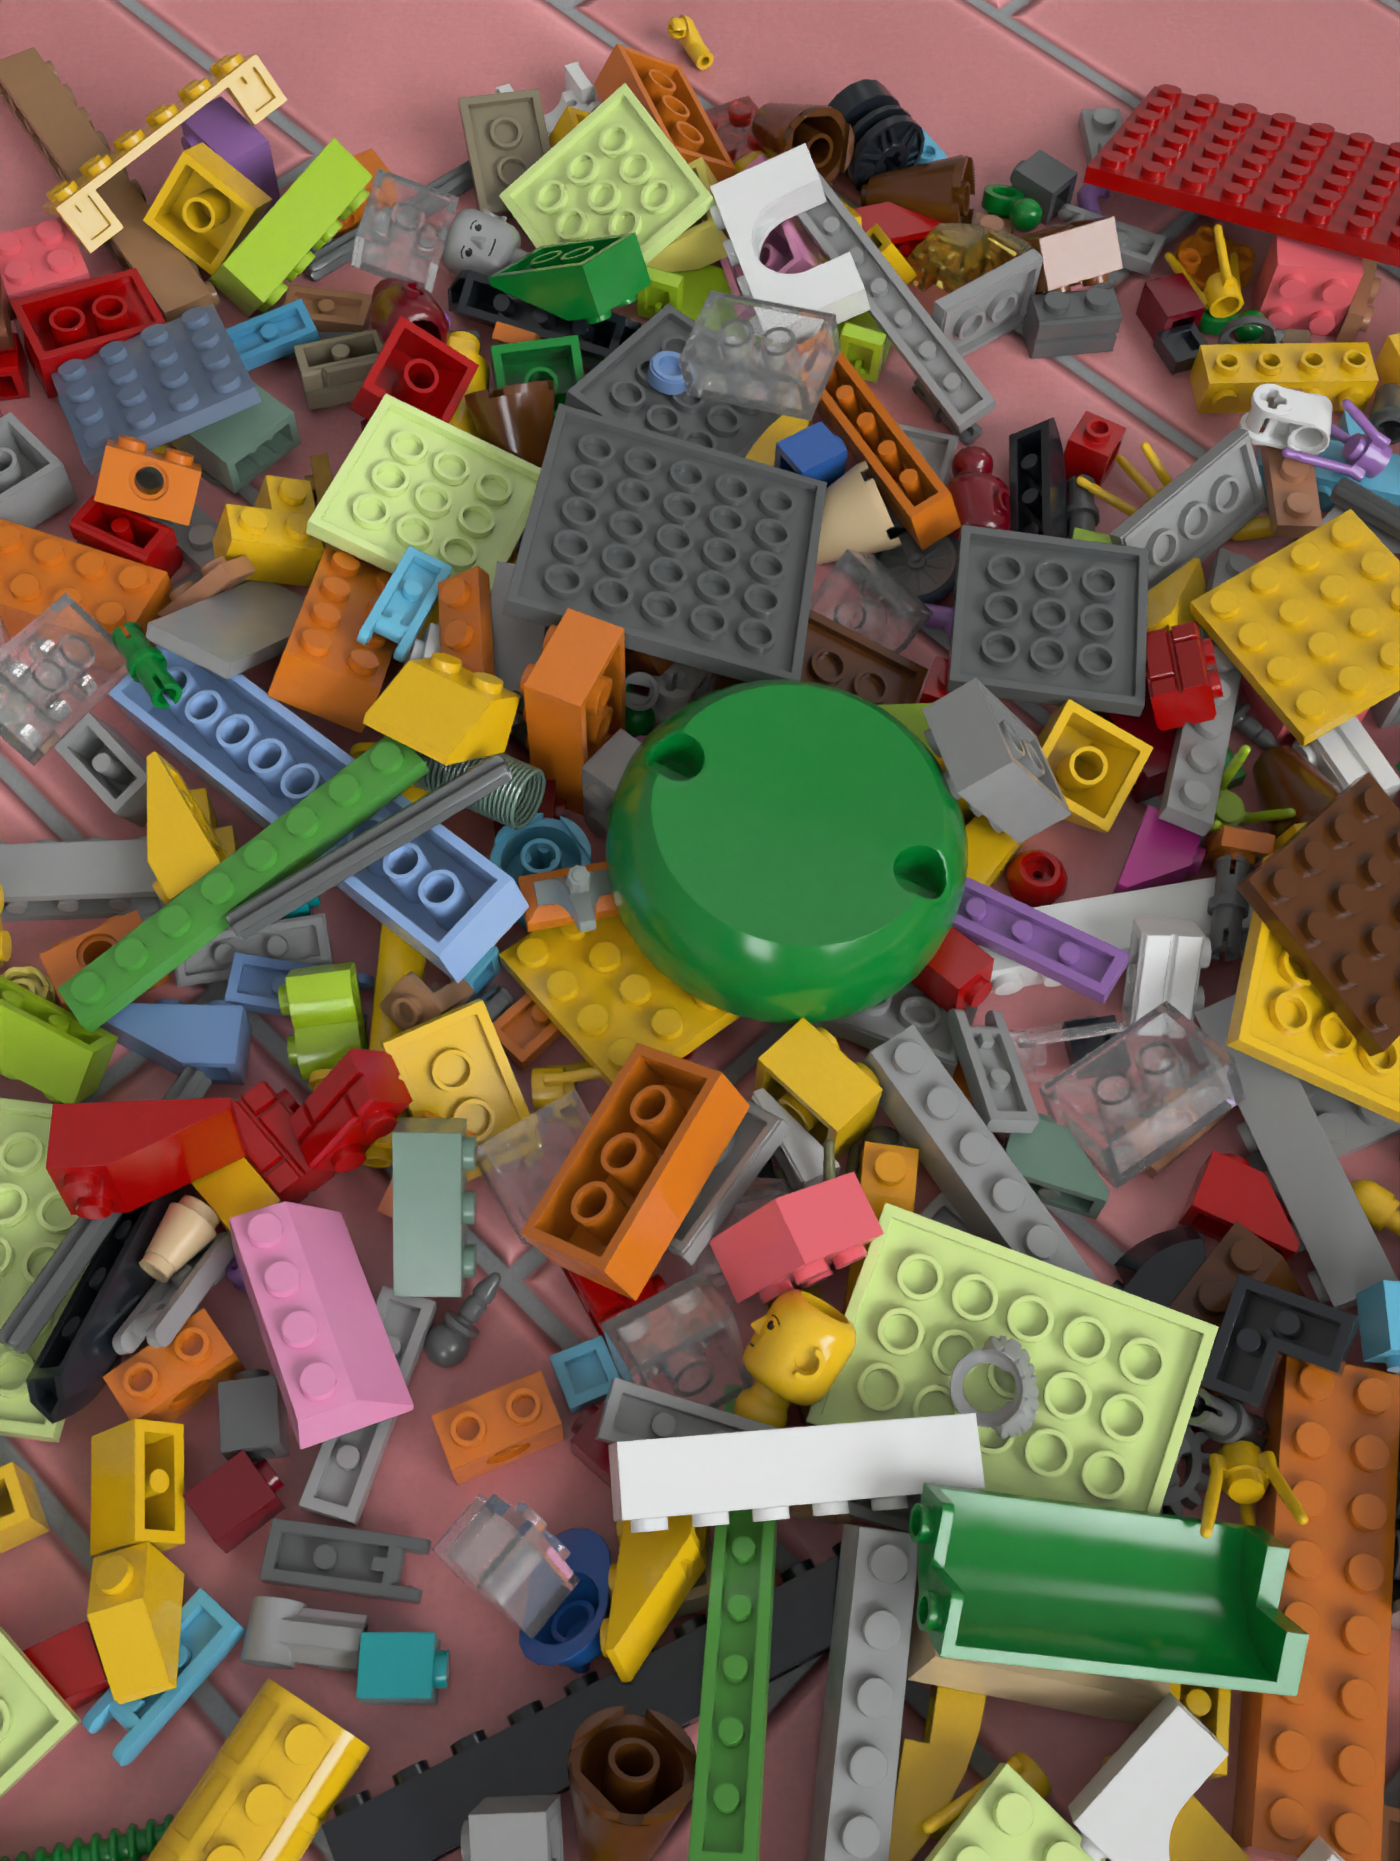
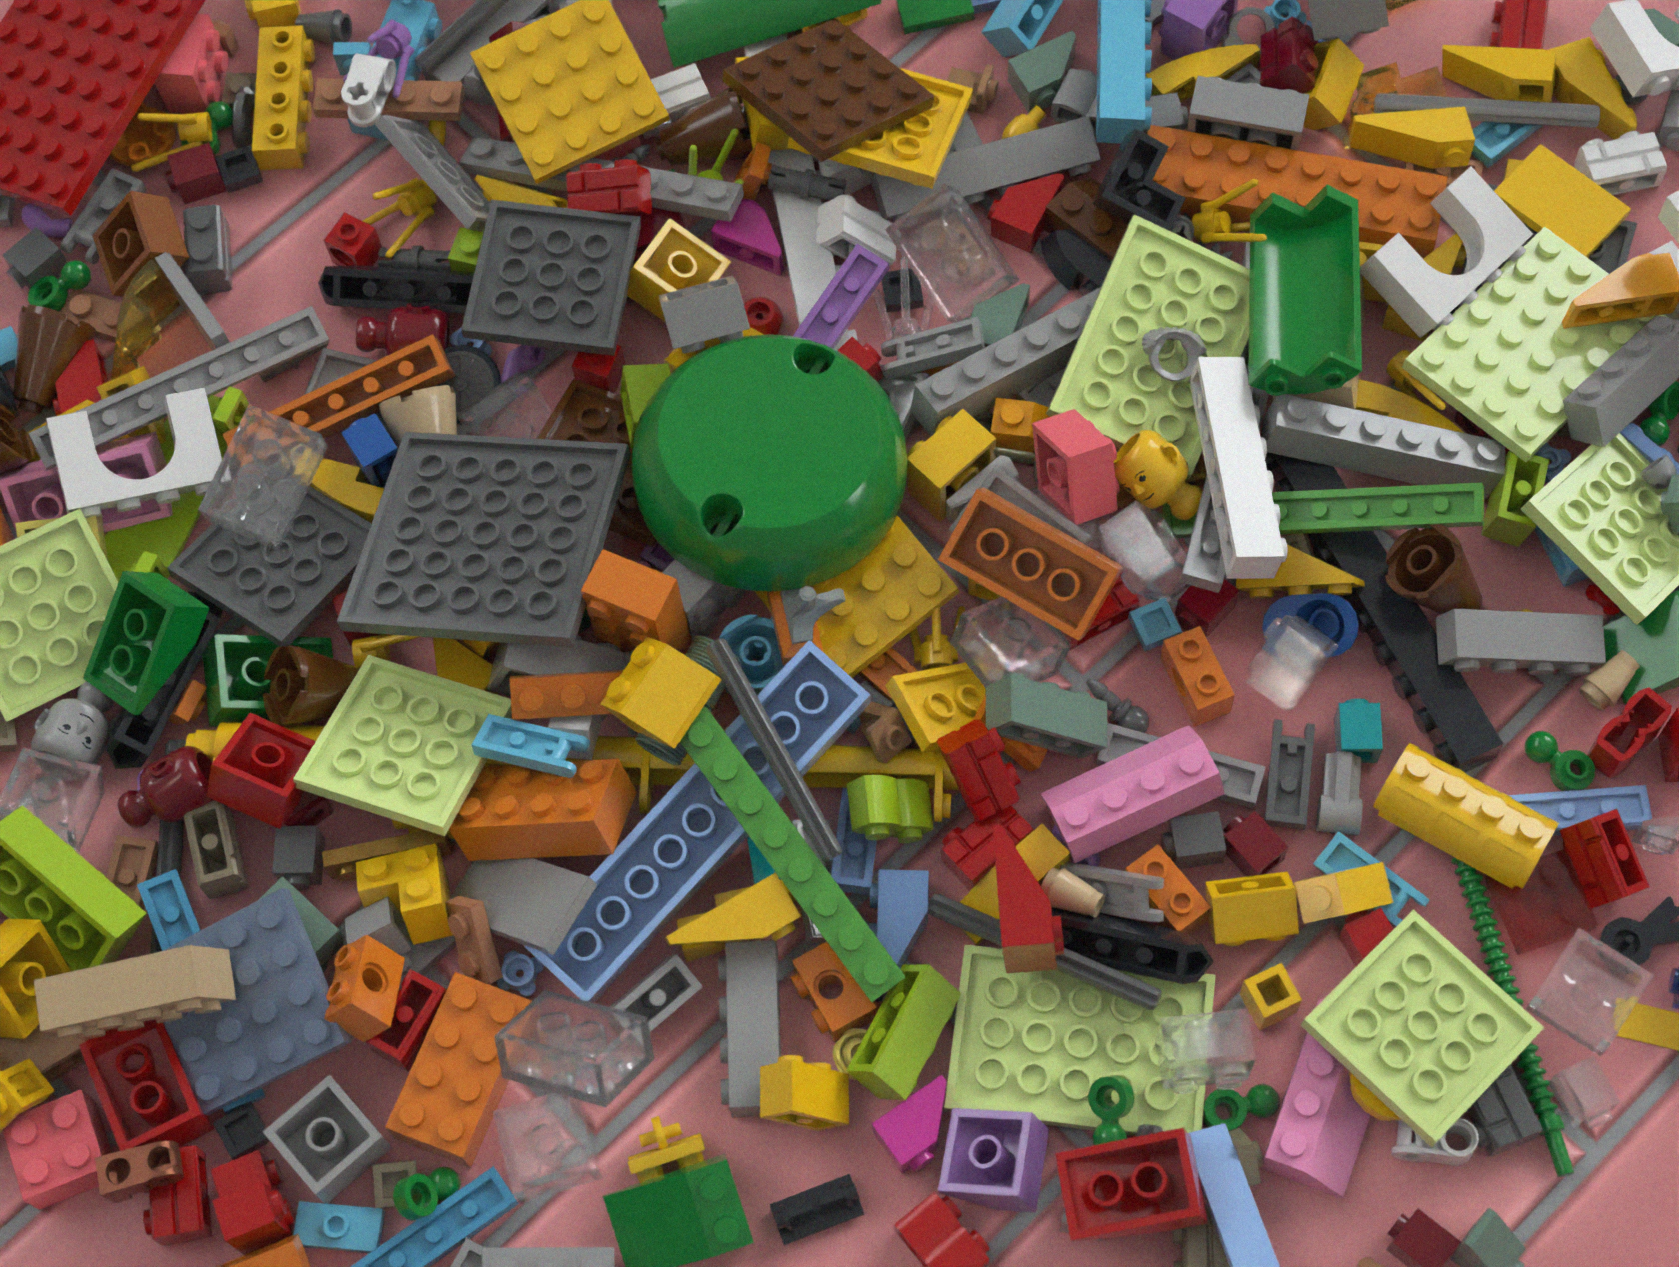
camera: 80 degrees left, 5 degrees up
(40, 416) = (242, 1130): none -> black plate
(146, 665) = (569, 962): green pin -> none
(154, 278) = (135, 991): none -> tan brick
(219, 490) = (382, 923): none -> light grey brick
(329, 434) = (299, 855): none -> dark grey brick
(665, 373) = (257, 562): medium blue tile -> none

